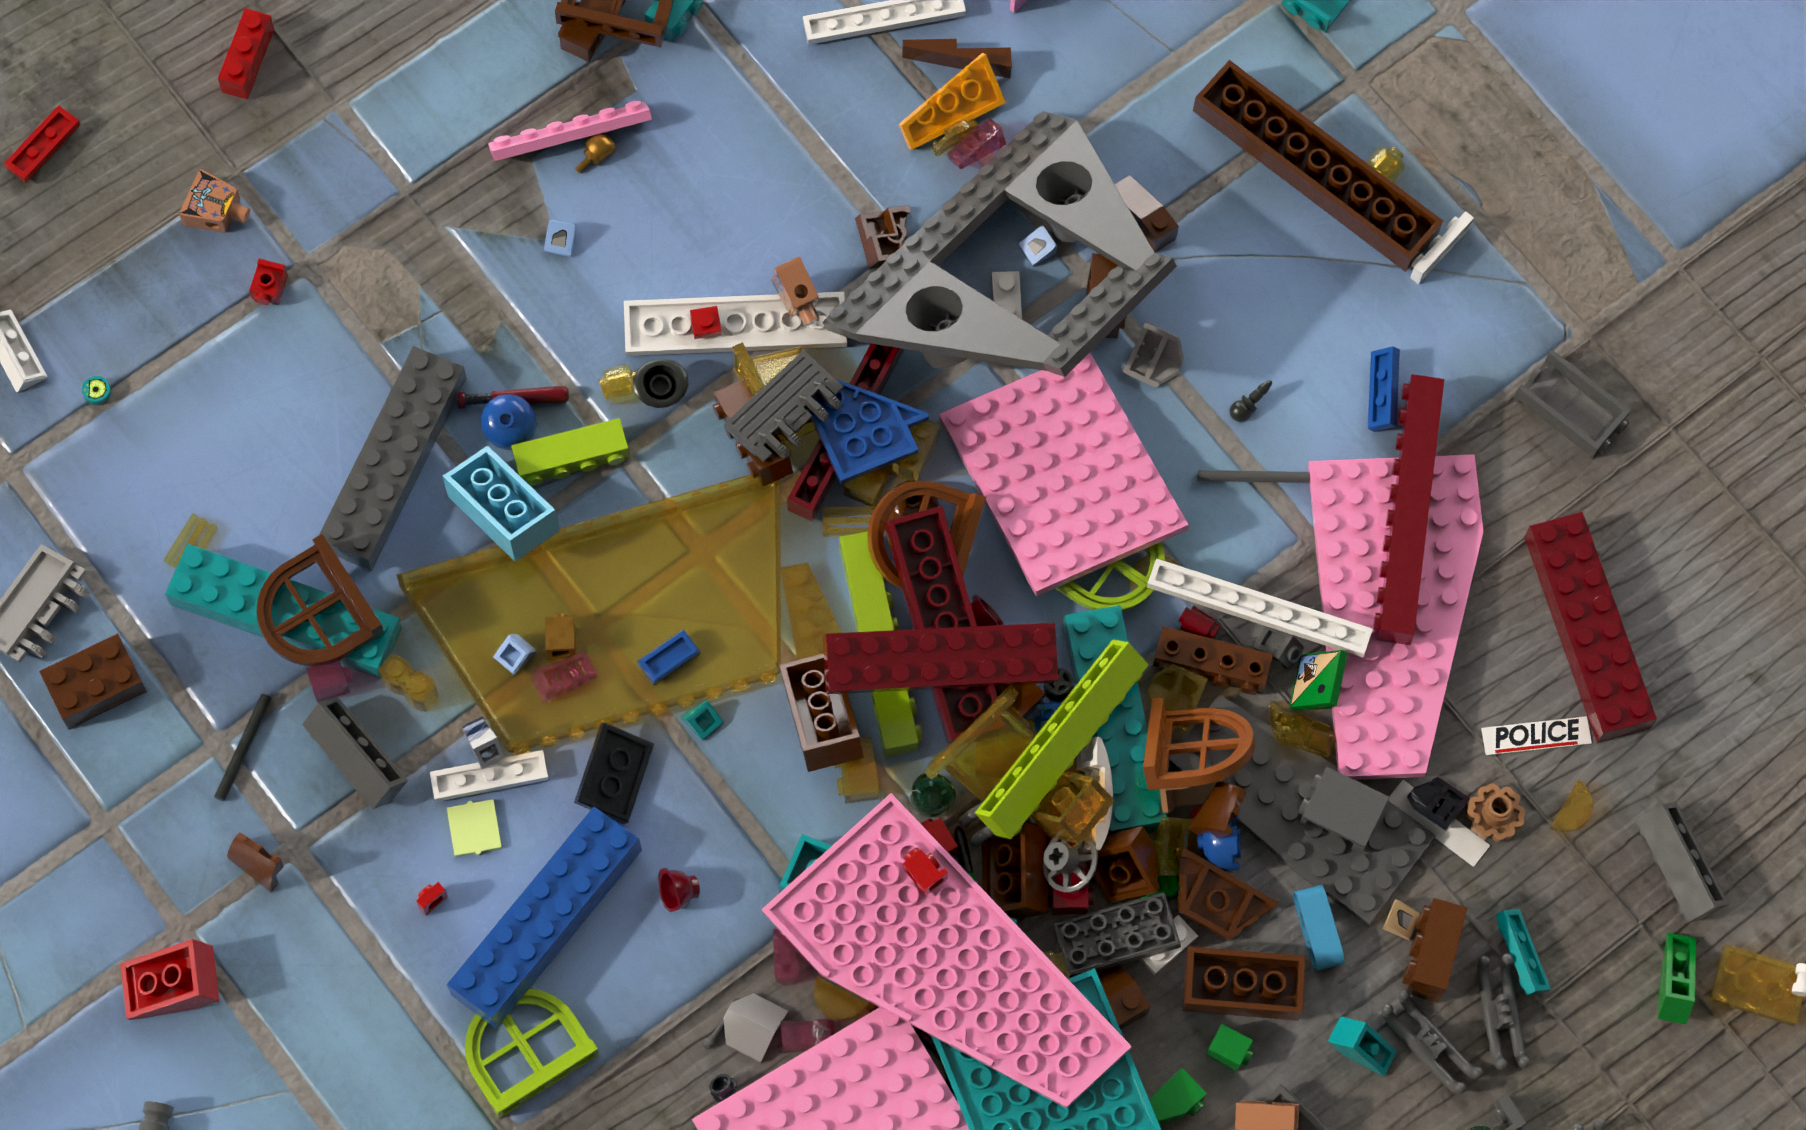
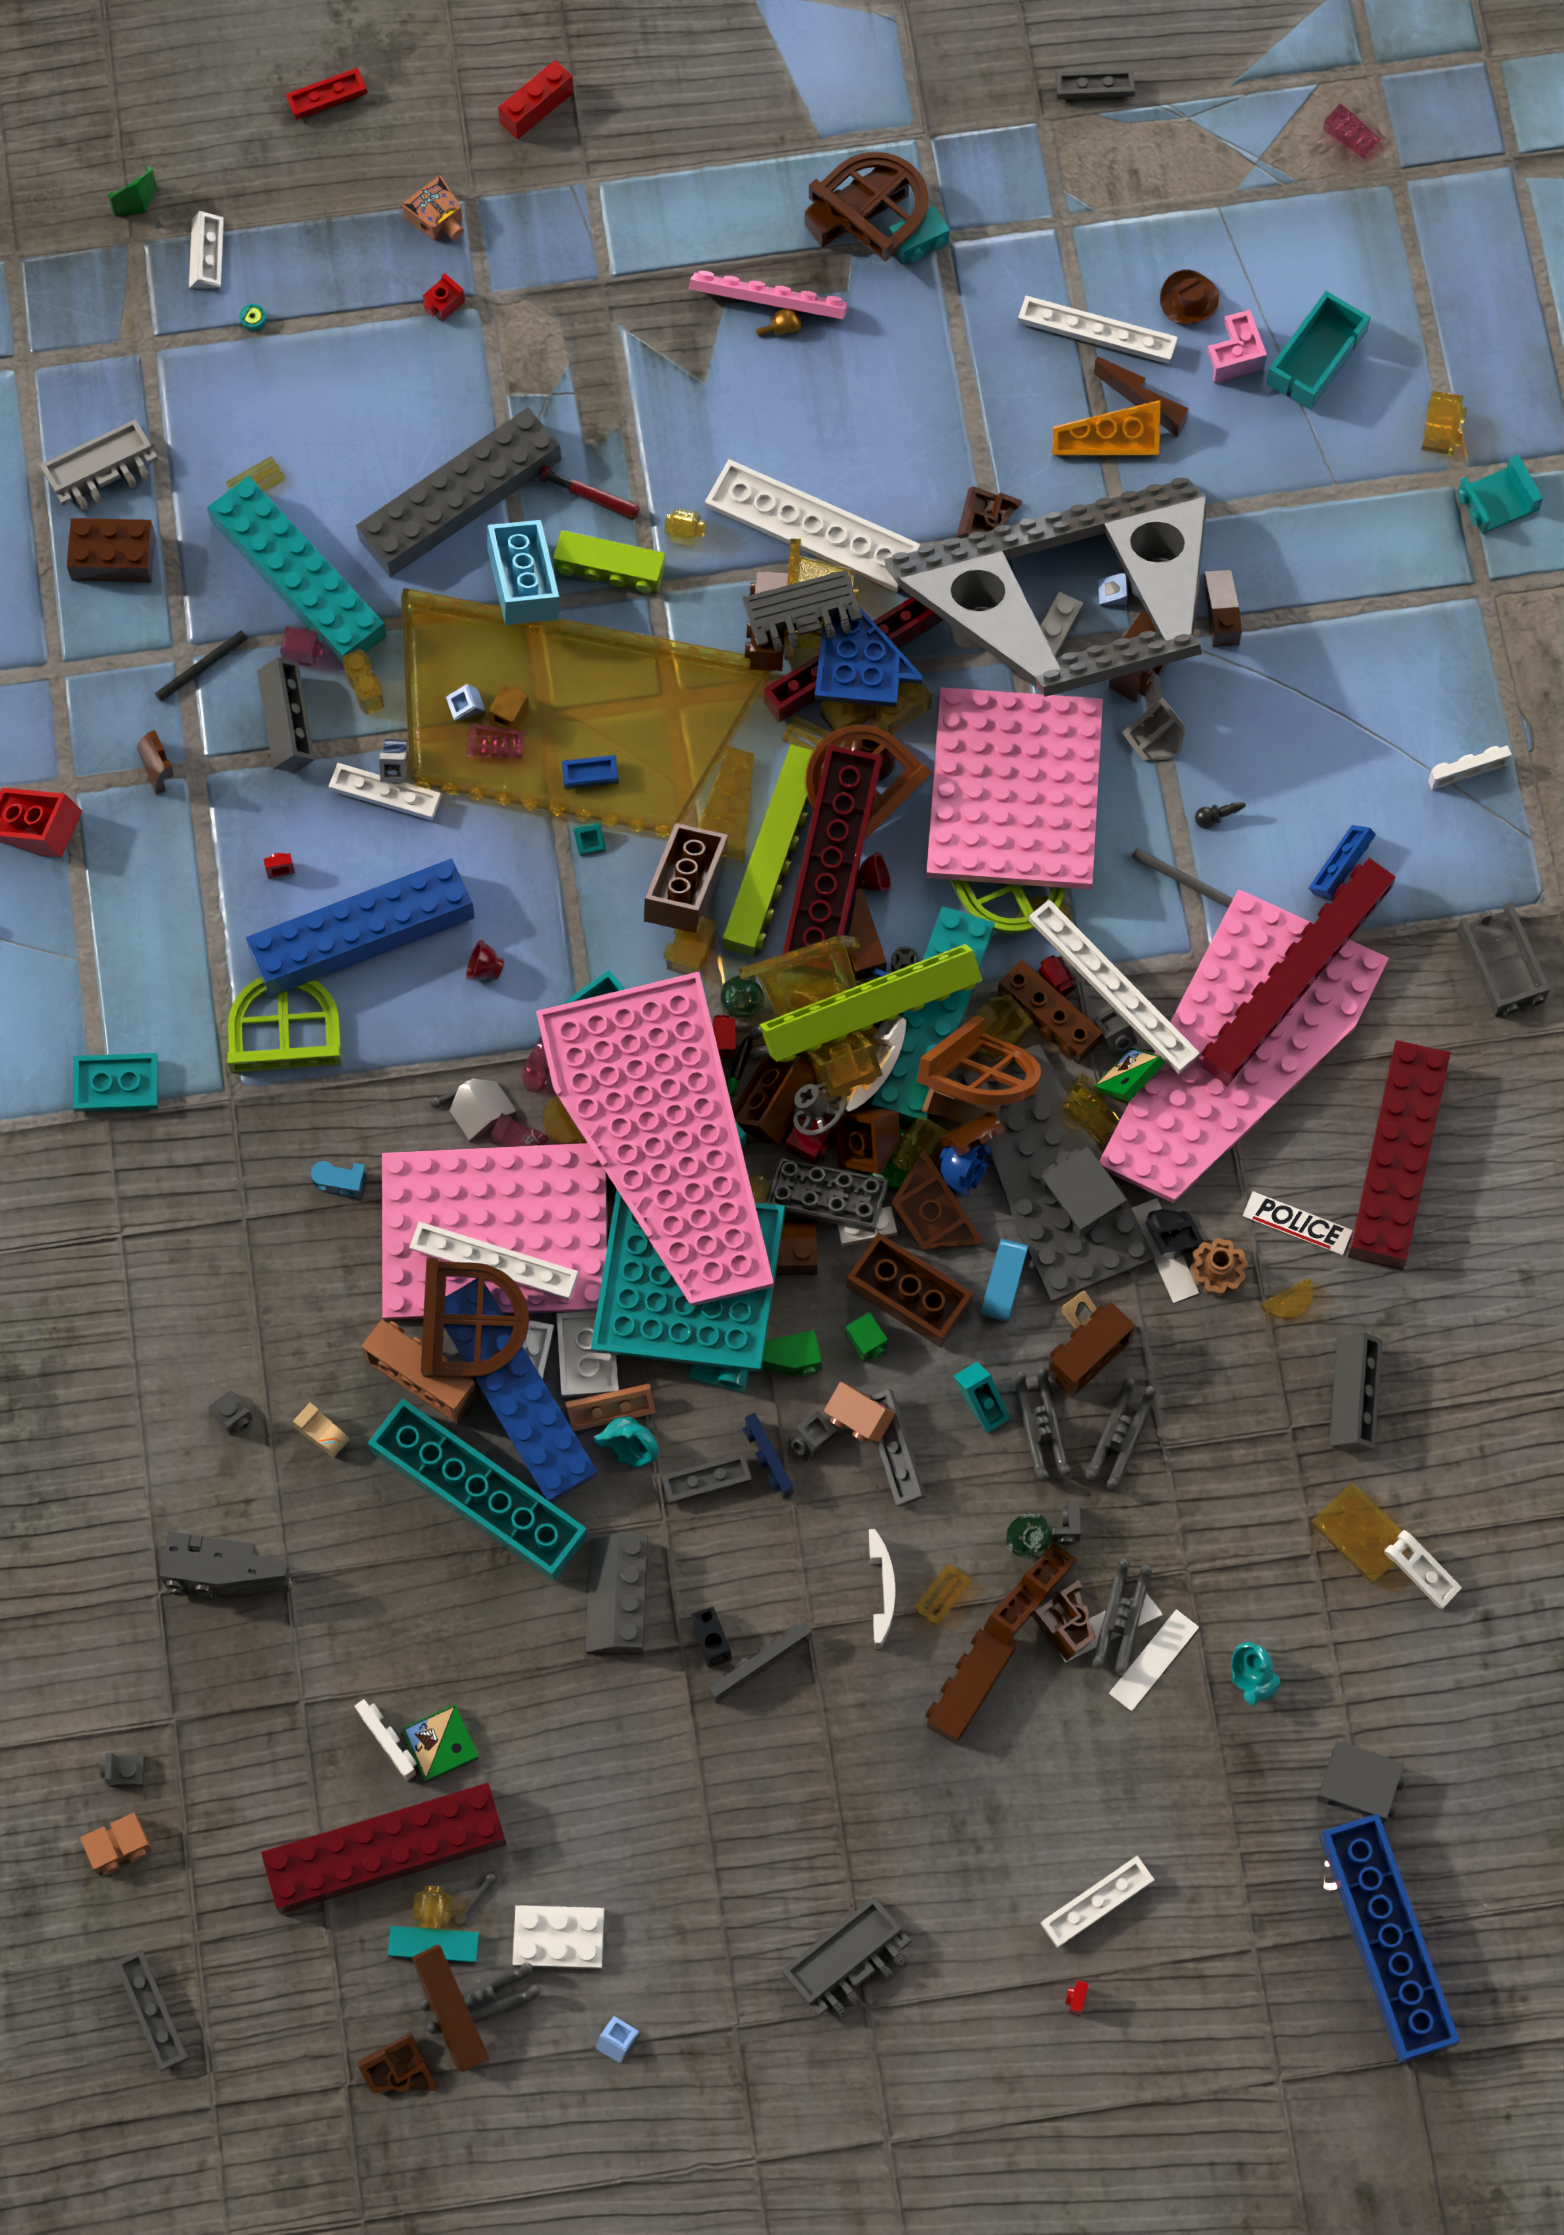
camera: 35 degrees right, 0 degrees up
(344, 591) = (351, 578): reddish brown window -> none
(474, 828) = (349, 828): yellowish green piece -> none
(519, 426) = (572, 509): blue cylinder -> none
(560, 238) = (708, 381): light blue slope -> none
(614, 772) = (487, 842): black tile -> none
(660, 383) = (717, 541): pearl dark grey hat -> none
(705, 322) = (785, 510): red plate -> none
(722, 1087) = (424, 1141): black plate -> none
(793, 280) = (875, 514): nougat torso -> none
(924, 870) = (685, 1047): red brick -> none
(940, 658) = (806, 882): dark red brick -> none
(954, 135) = (1098, 460): clear yellow tile -> none
(978, 144) = (1111, 478): clear pink slope -> none
(1317, 165) = (1399, 641): reddish brown brick -> none
(1387, 162) = (1461, 673): clear yellow head -> none
(1520, 946) = (1169, 1394): teal plate -> none
(1677, 979) = (1291, 1488): green slope -> none

